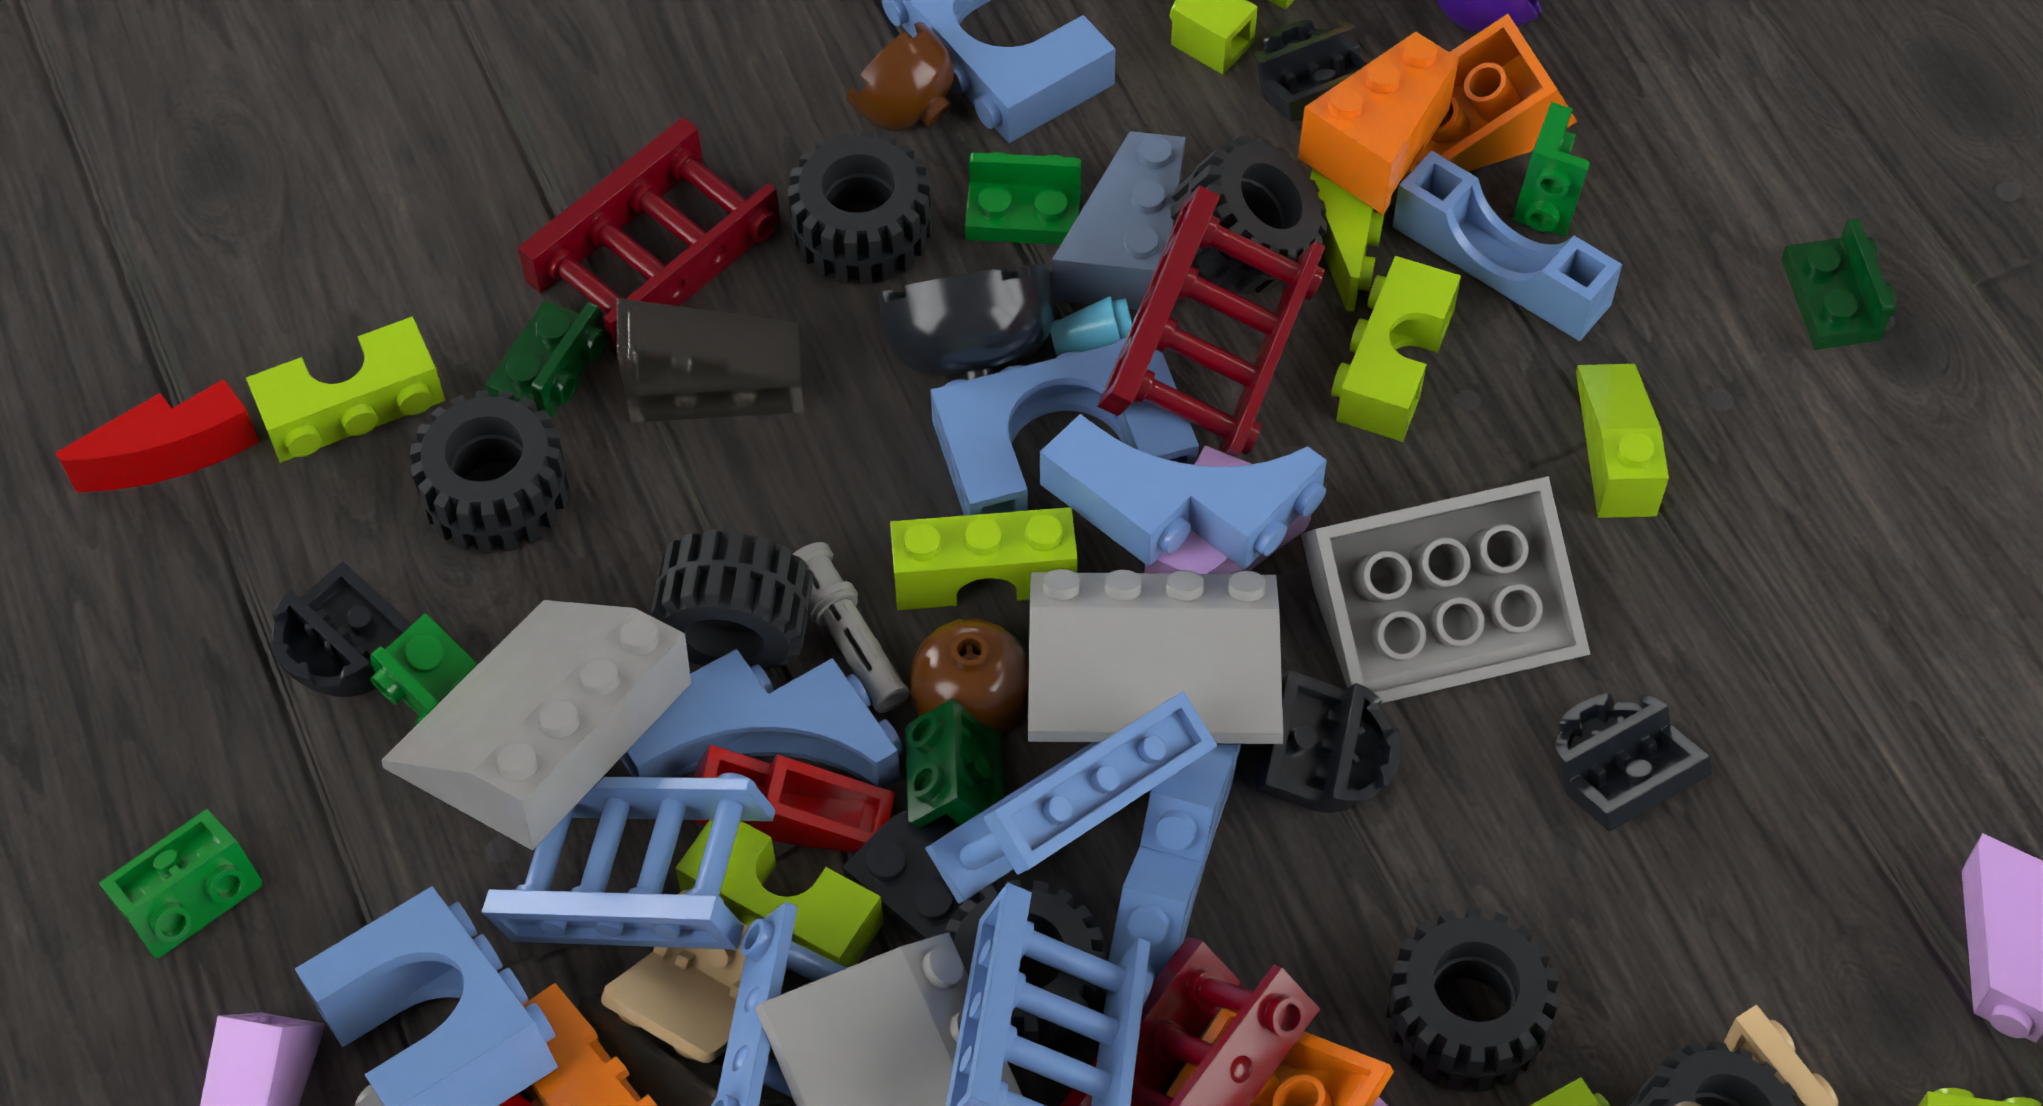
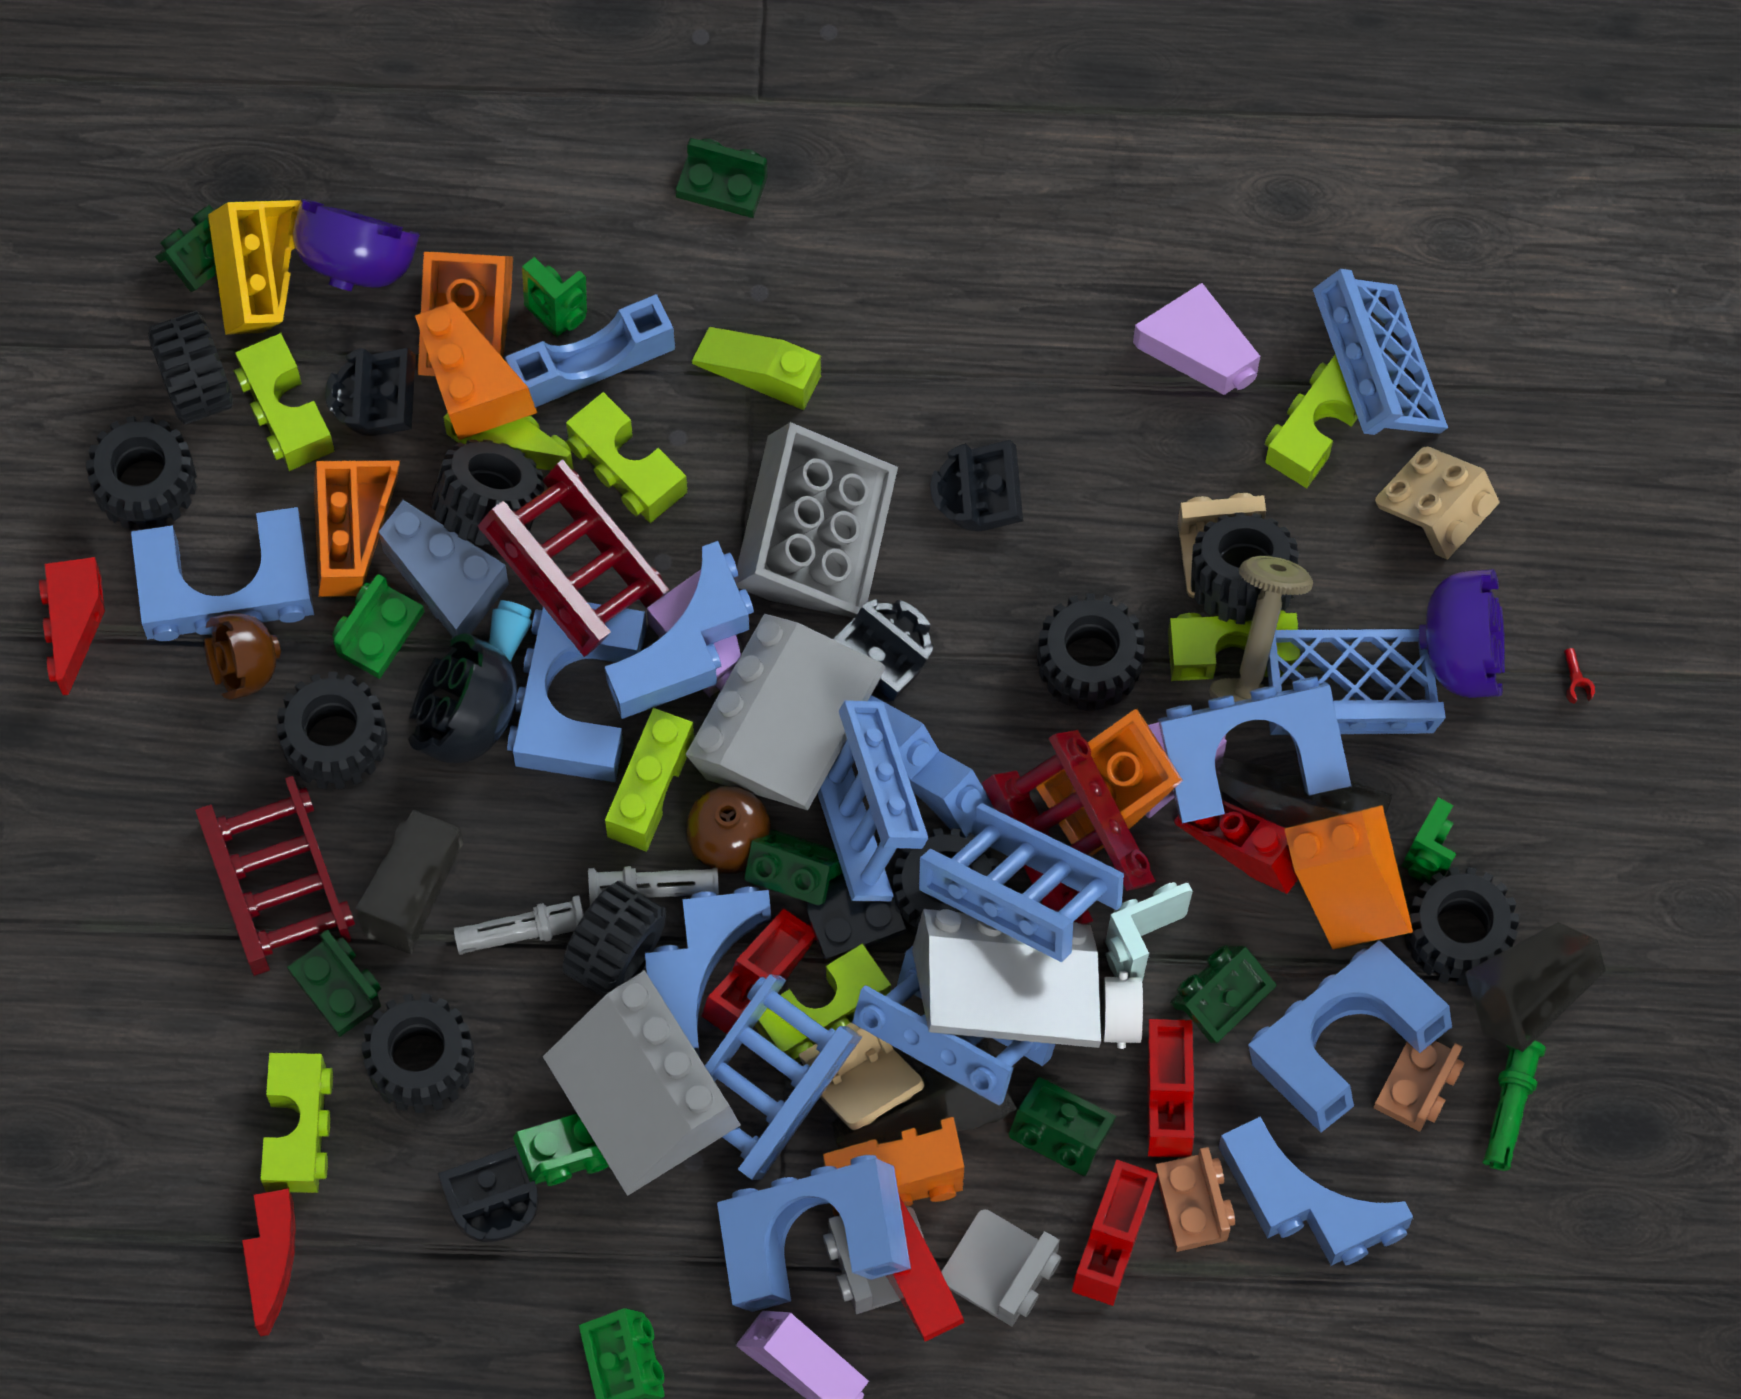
camera: 65 degrees left, 10 degrees up
(701, 492) = (540, 923): none -> light grey pin
(1142, 90) = (348, 517): none -> orange wedge

